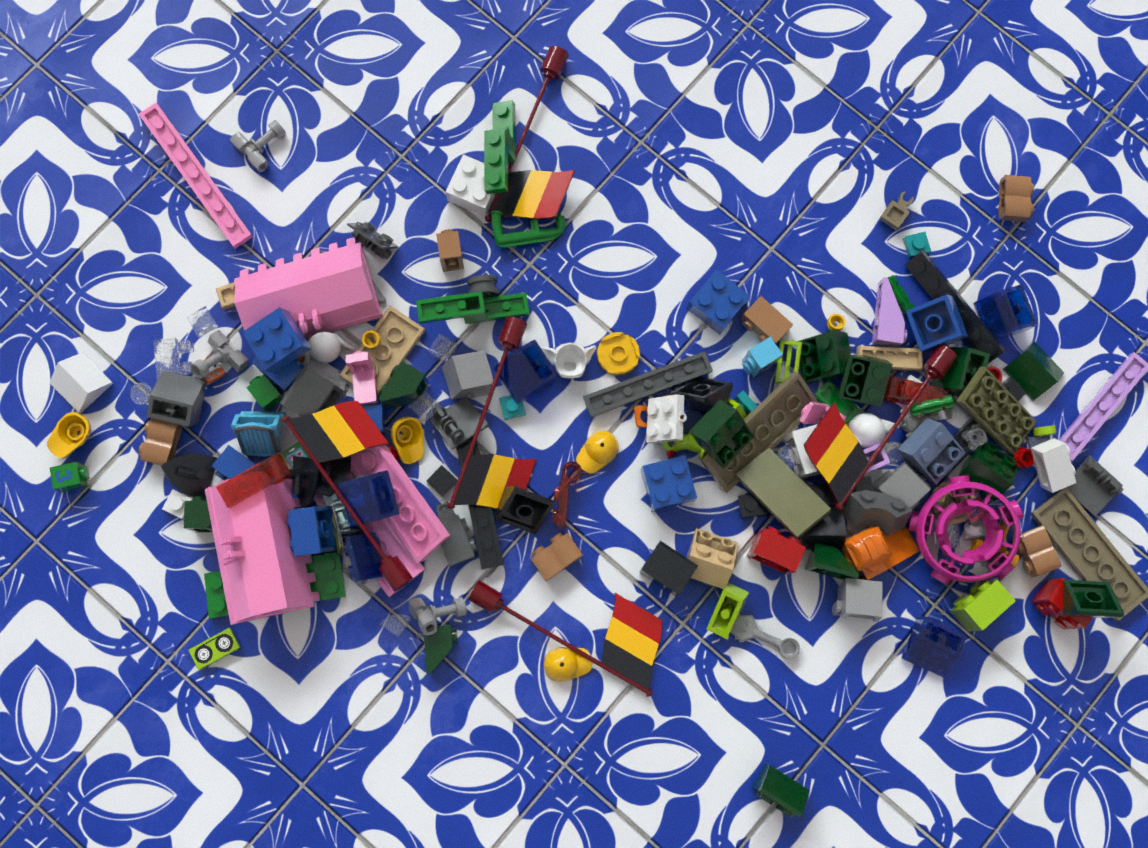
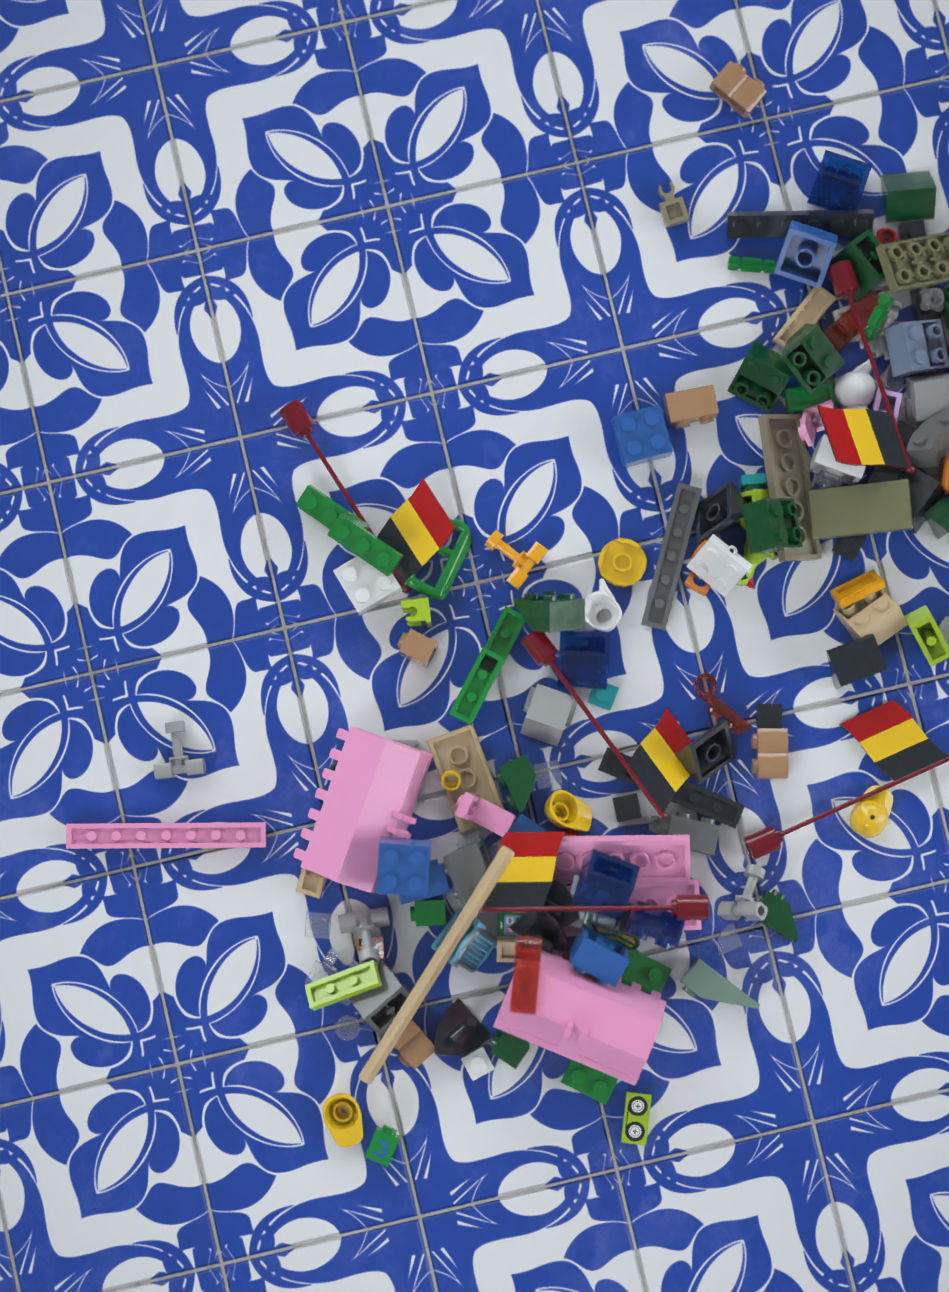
camera: 45 degrees left, 5 degrees up
(79, 381) = (295, 1077): white slope -> none
(166, 364) = (343, 985): none -> lime plate
(224, 417) = (436, 964): none -> tan axle
(231, 463) = (482, 985): blue slope -> none
(326, 347) = (429, 824): white piece -> none
(351, 631) = (711, 985): none -> sand green slope
(366, 235) = (340, 713): dark grey hinge -> none
(443, 348) = (503, 720): clear plate -> none
(457, 422) = (584, 755): dark grey hinge -> none
(478, 233) = (419, 611): none -> lime hinge
(484, 283) = (473, 642): dark grey wheel -> none
(544, 323) = (552, 612): none -> slope
(566, 283) = (522, 562): none -> light orange bar
(583, 536) = (768, 716): none -> black tile
(593, 456) = (699, 655): yellow cap -> none
(668, 483) = (777, 605): blue brick -> none
(723, 534) = (857, 588): none -> light orange tile
(761, 357) = (723, 436): medium azure brick -> none
(776, 551) = (909, 553): red brick -> none
(788, 359) = (731, 417): lime tile -> none
(832, 319) = (742, 343): yellow hinge -> none
(888, 320) = (769, 294): lavender slope -> none
(916, 243) = (715, 212): teal plate -> none

